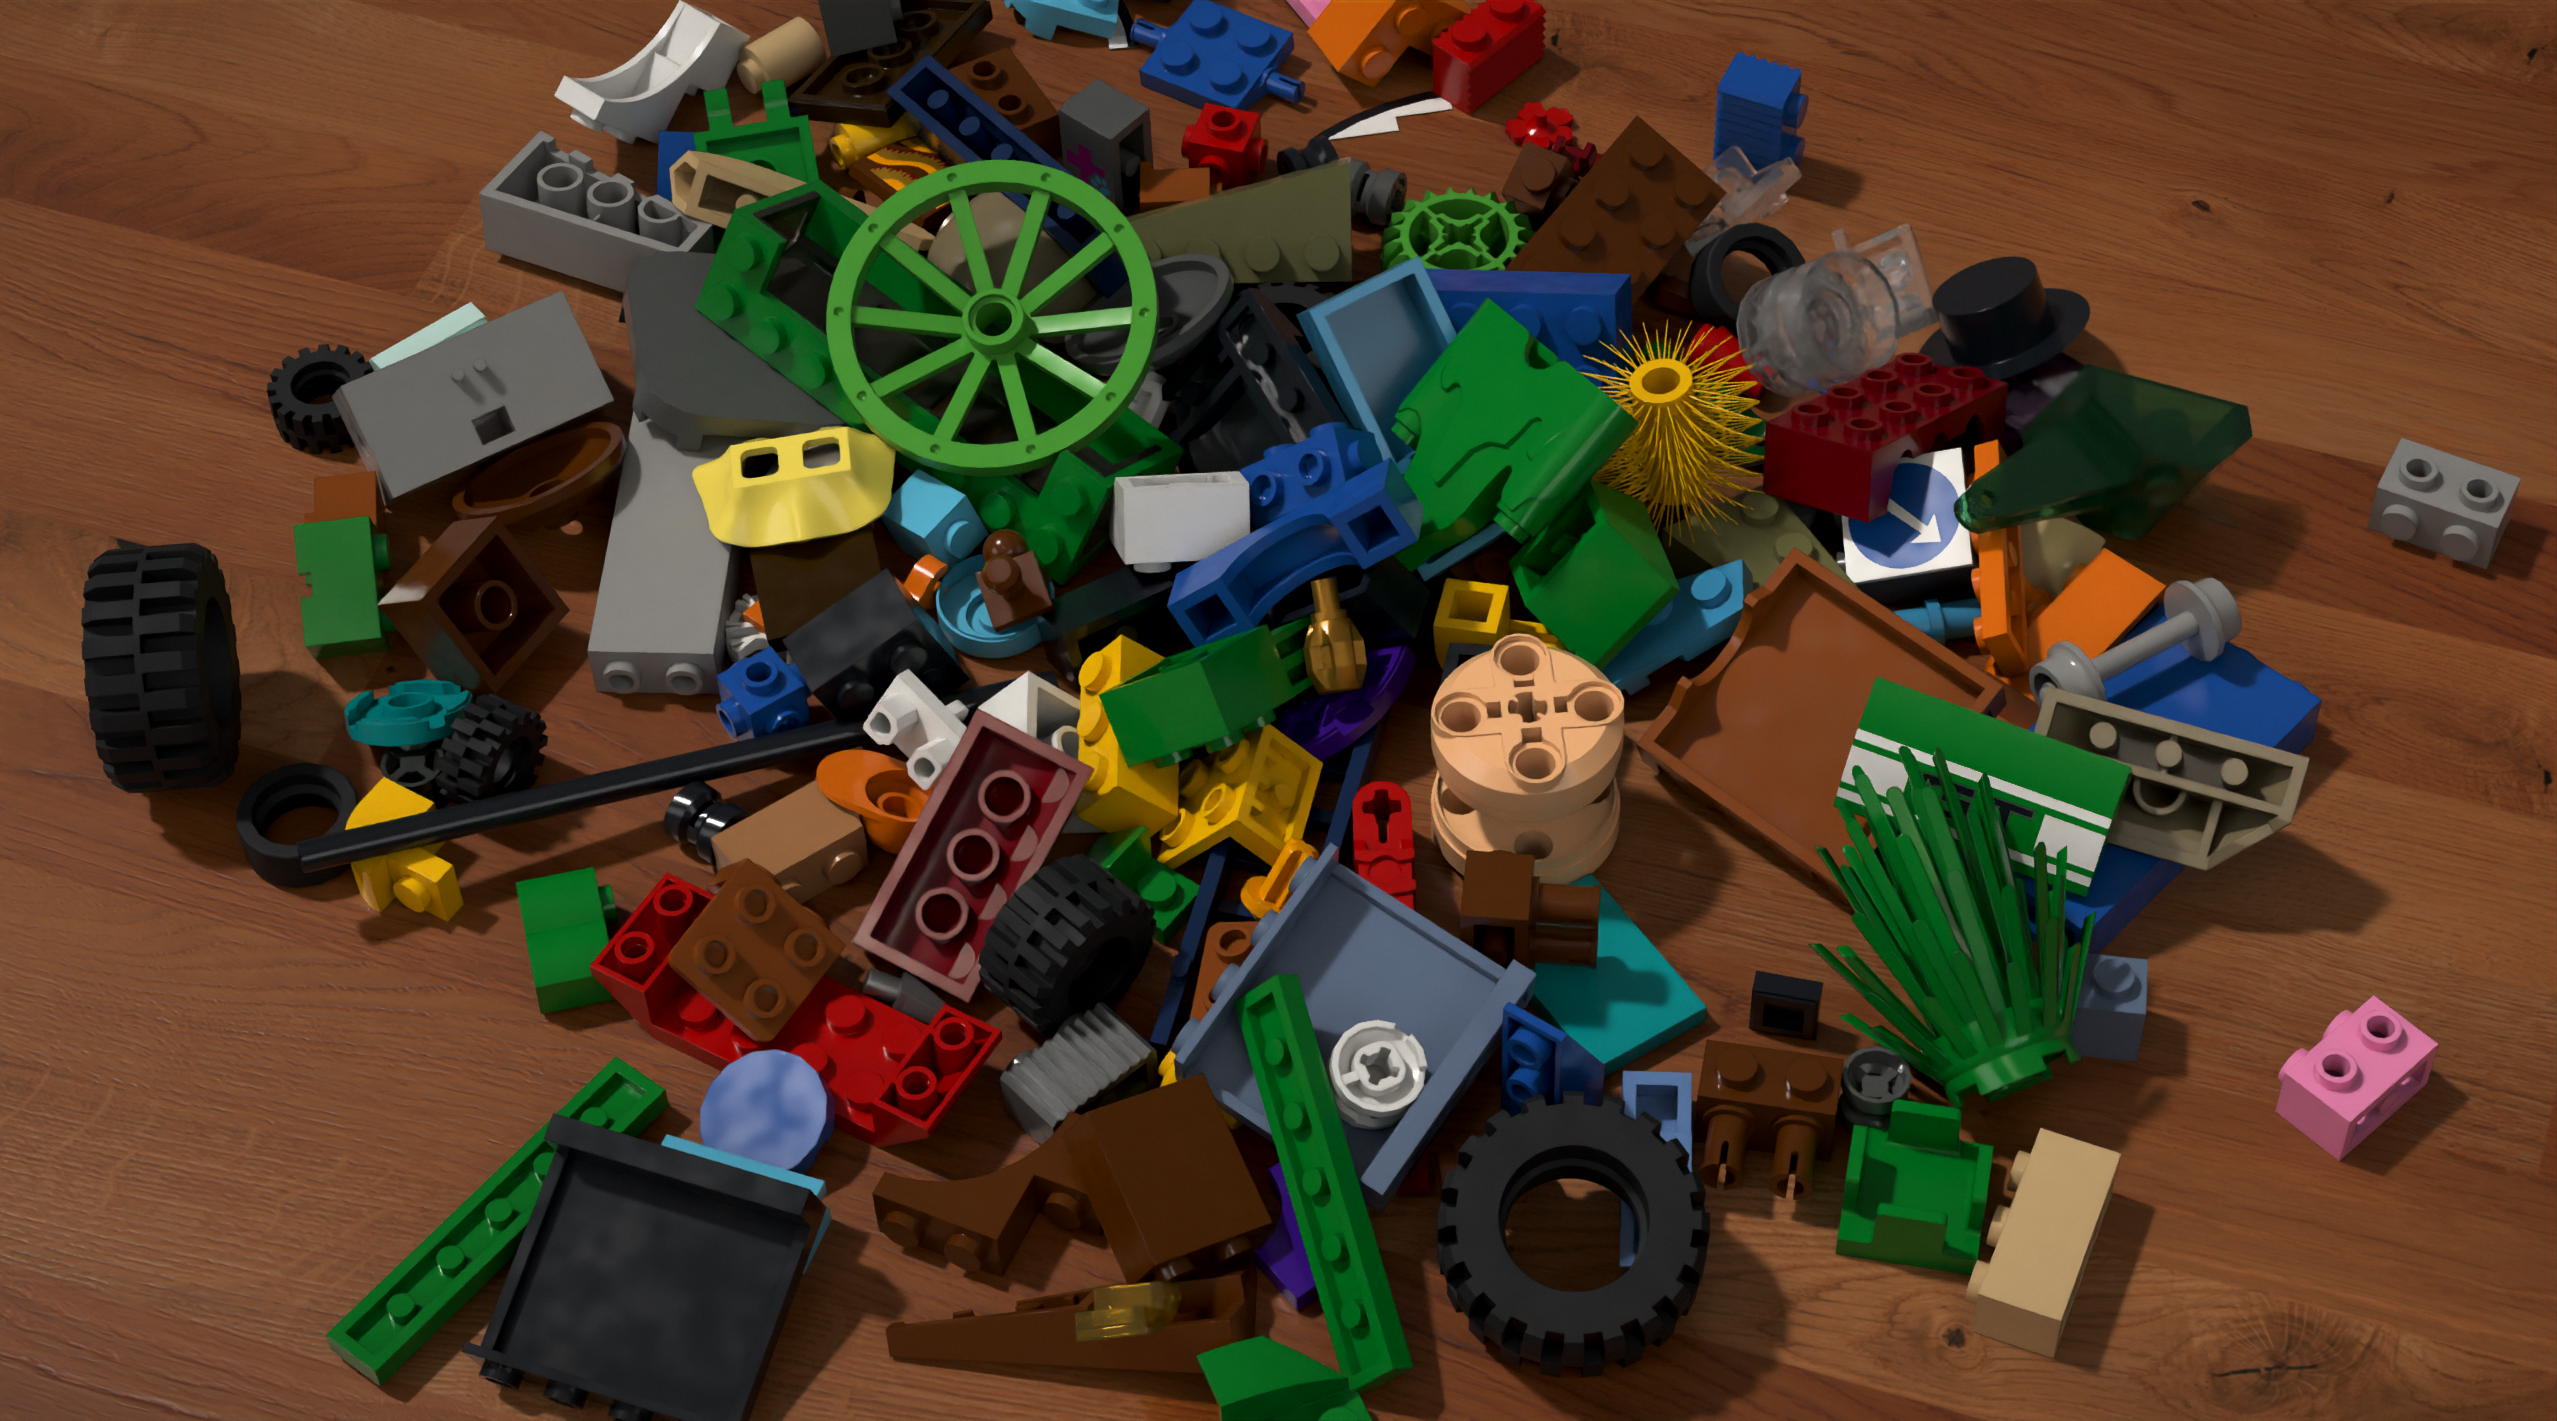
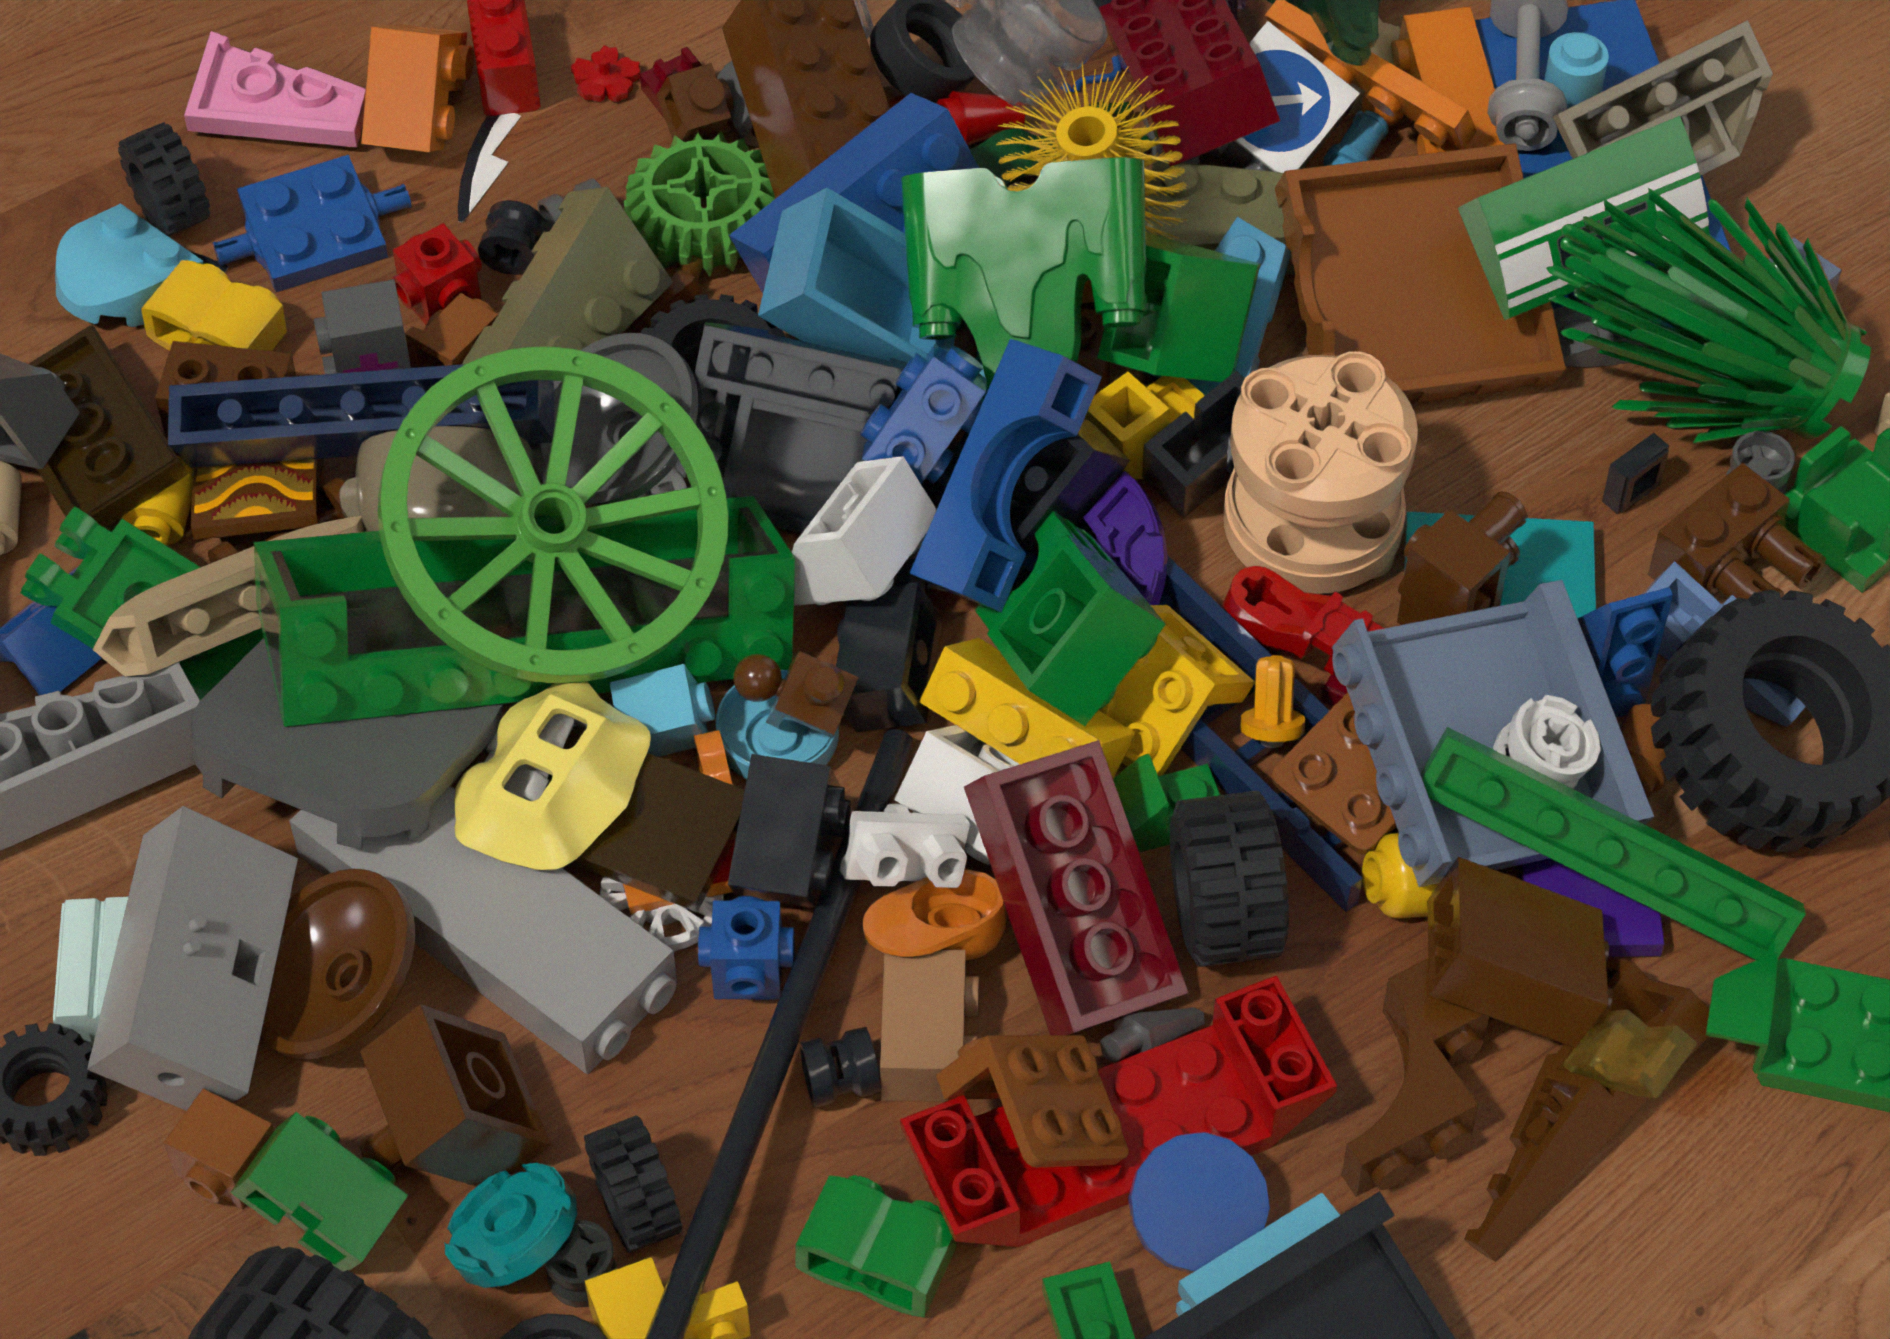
camera: 55 degrees left, 5 degrees up
(1067, 52) = (207, 308): none -> yellow brick
(1083, 1068) = (1337, 962): dark grey brick -> none
(1333, 644) = (1099, 511): pearl gold piece -> none
(2152, 682) = (1577, 66): none -> medium azure brick

